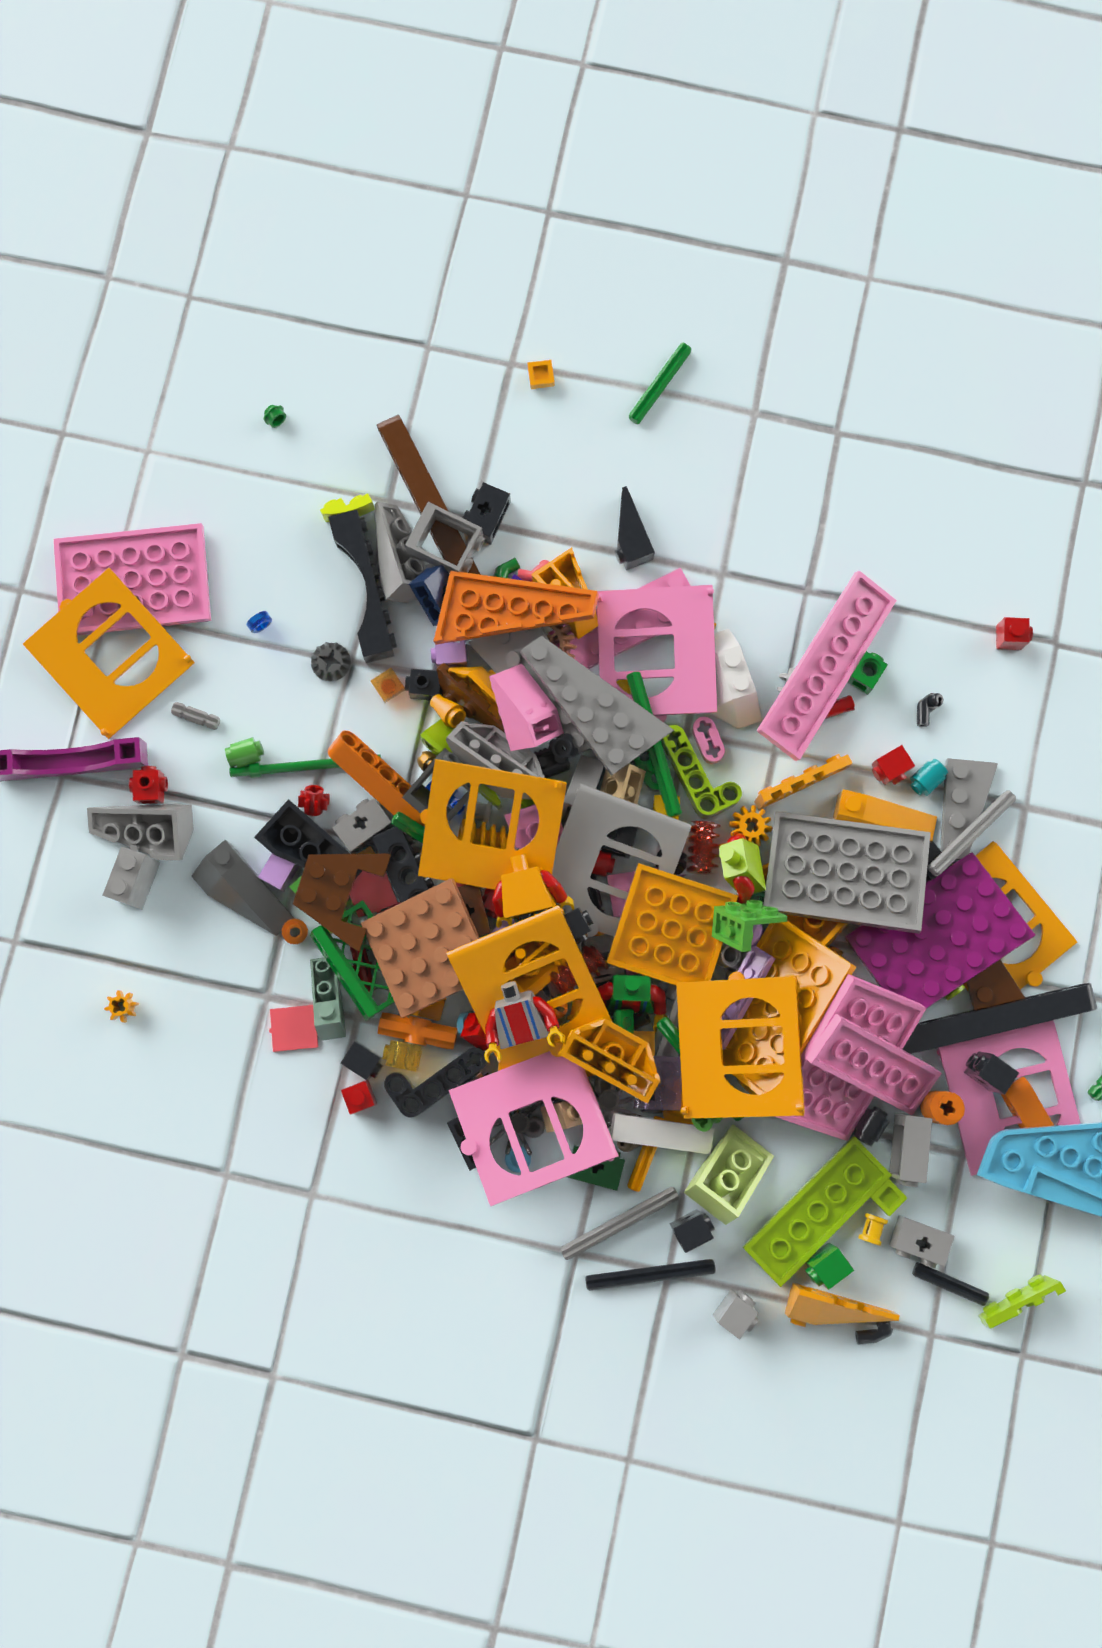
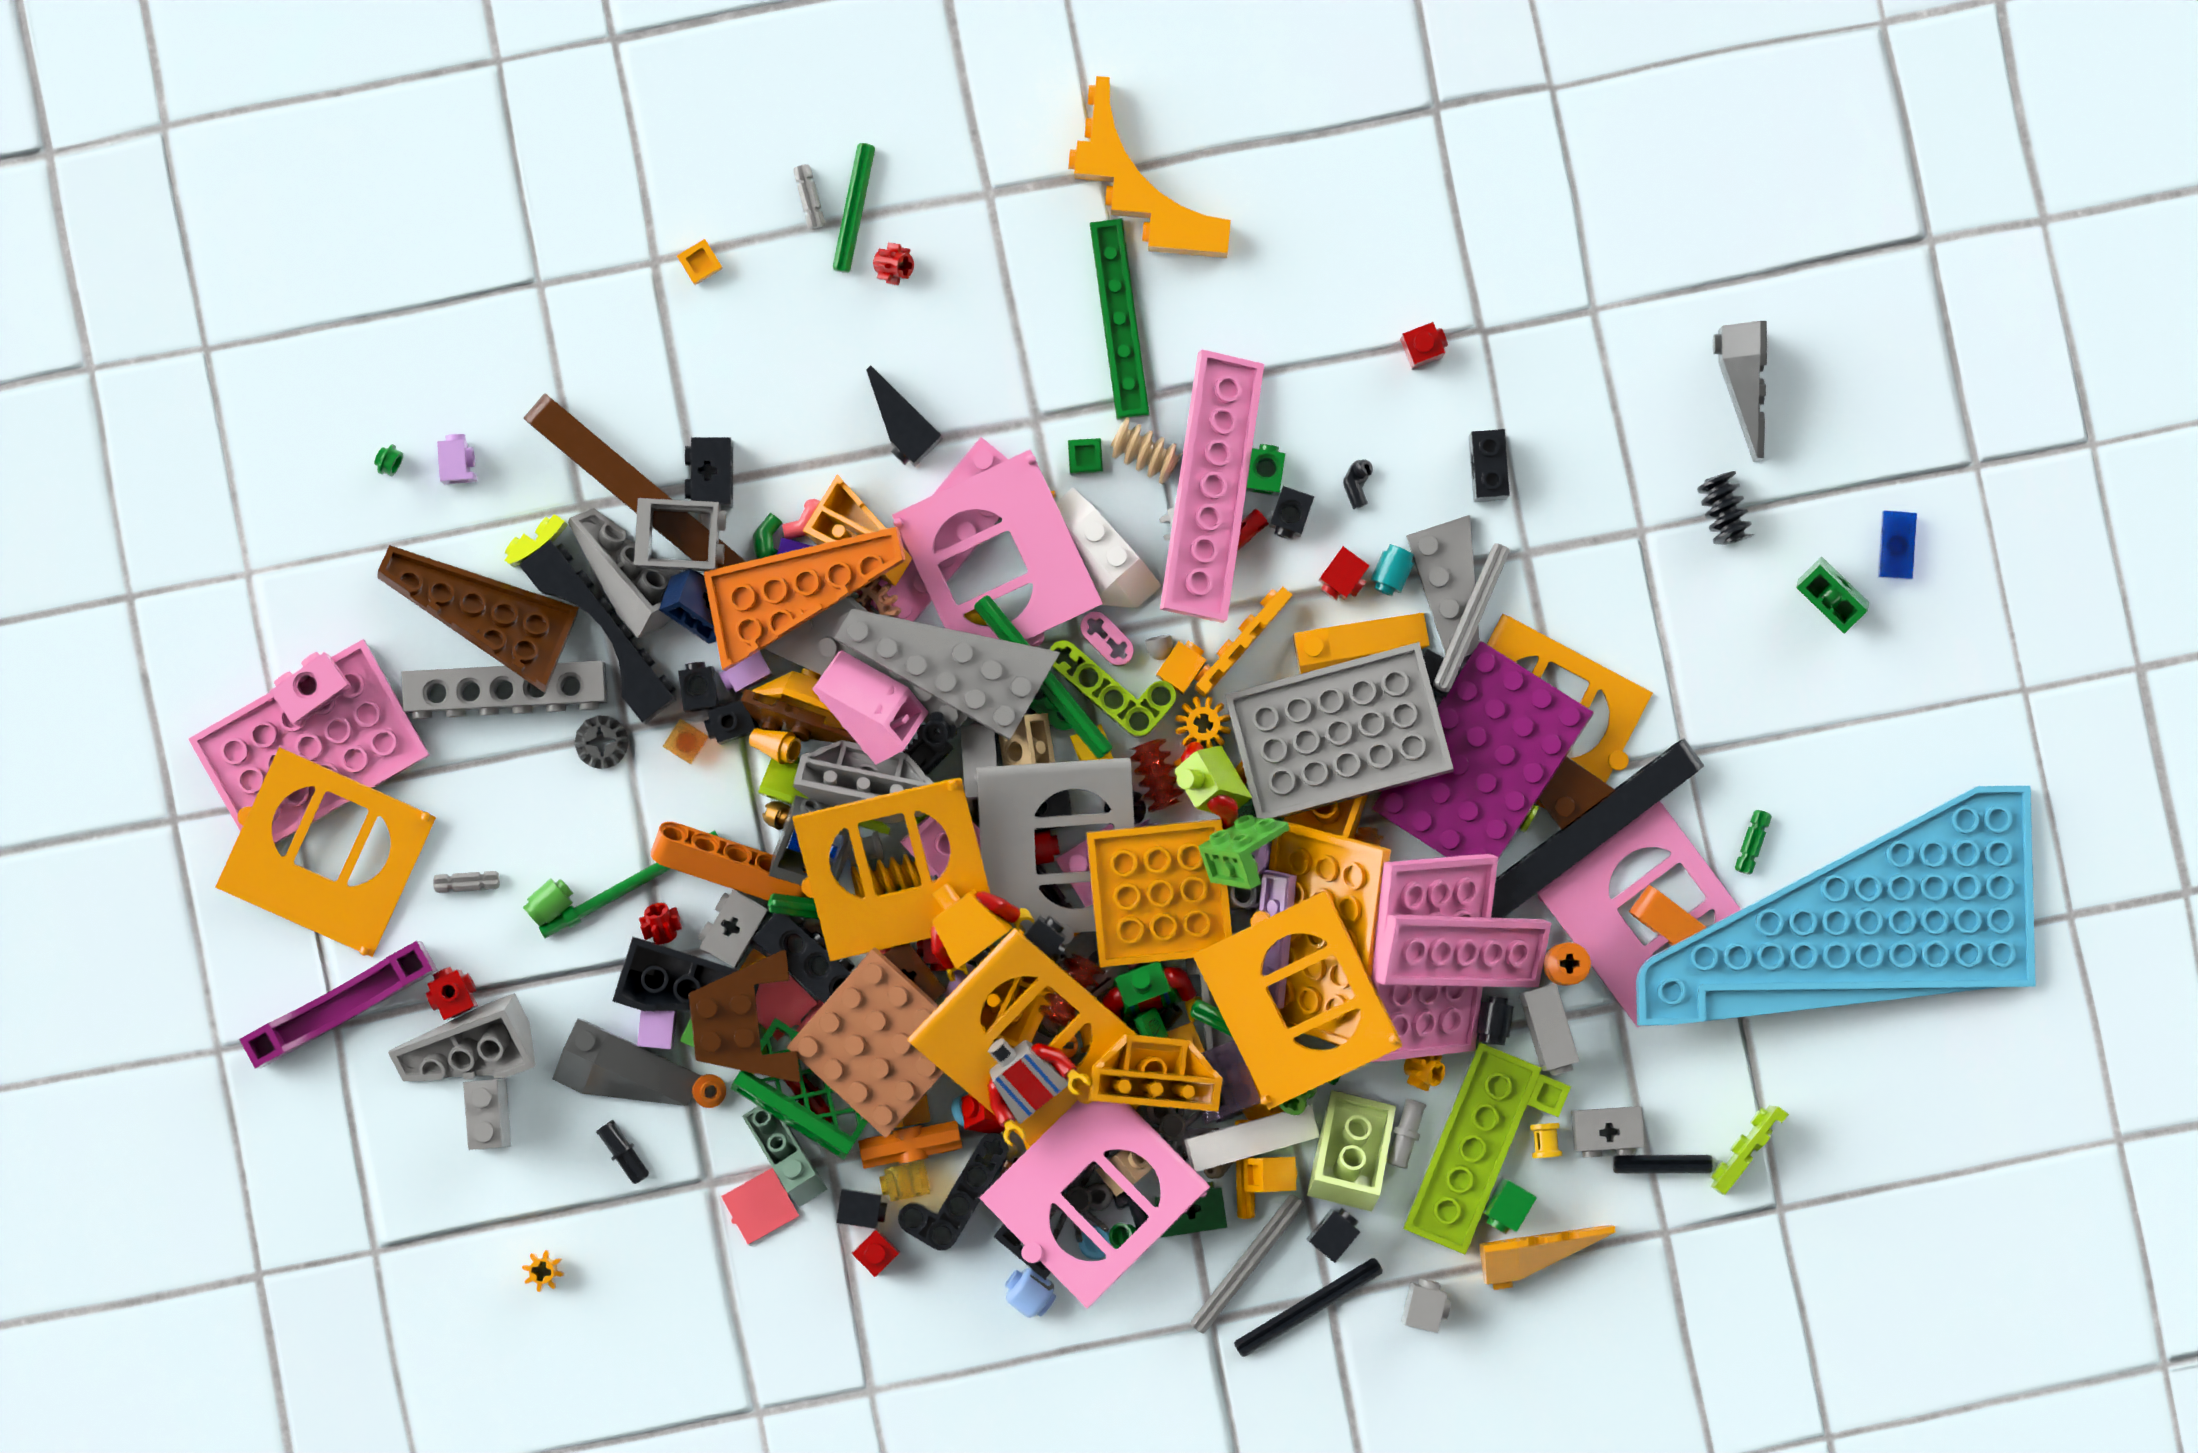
camera: 25 degrees left, 5 degrees up
(163, 541) = (330, 685): none -> bright pink brick
(215, 948) = (623, 1152): none -> black axle
(225, 569) = (418, 684): none -> light grey brick
(259, 622) = (492, 732): clear blue tile -> none
(300, 550) = (500, 619): none -> reddish brown wing
(318, 433) = (455, 460): none -> lavender brick
(408, 662) = (705, 701): none -> black brick
(455, 1175) = (1029, 1293): none -> light blue head
(536, 1161) = (1119, 1235): none -> green hinge
(557, 1154) = (1124, 1200): none -> black arm
(633, 363) = (809, 196): none -> light grey axle
(663, 1165) = (1270, 1174): none -> light orange brick
(671, 428) = (893, 263): none -> red gear
(742, 761) = (1159, 646): none -> light grey hinge
(746, 611) = (1085, 456): none -> green tile
(753, 780) = (1182, 666): none -> light orange brick
(774, 1179) = (1406, 1133): none -> light grey pin
(789, 624) = (1145, 451): none -> tan piece
(806, 1140) = (1424, 1071): none -> light orange gear
(808, 531) = (1119, 319): none -> green tile
(869, 480) = (1170, 225): none -> light orange arch
(874, 1335) = (1597, 1262): black arm -> none
(880, 700) = (1296, 499): none -> black brick
(991, 1072) = (1604, 897): black brick -> none
(1026, 734) = (1489, 465): none -> black brick

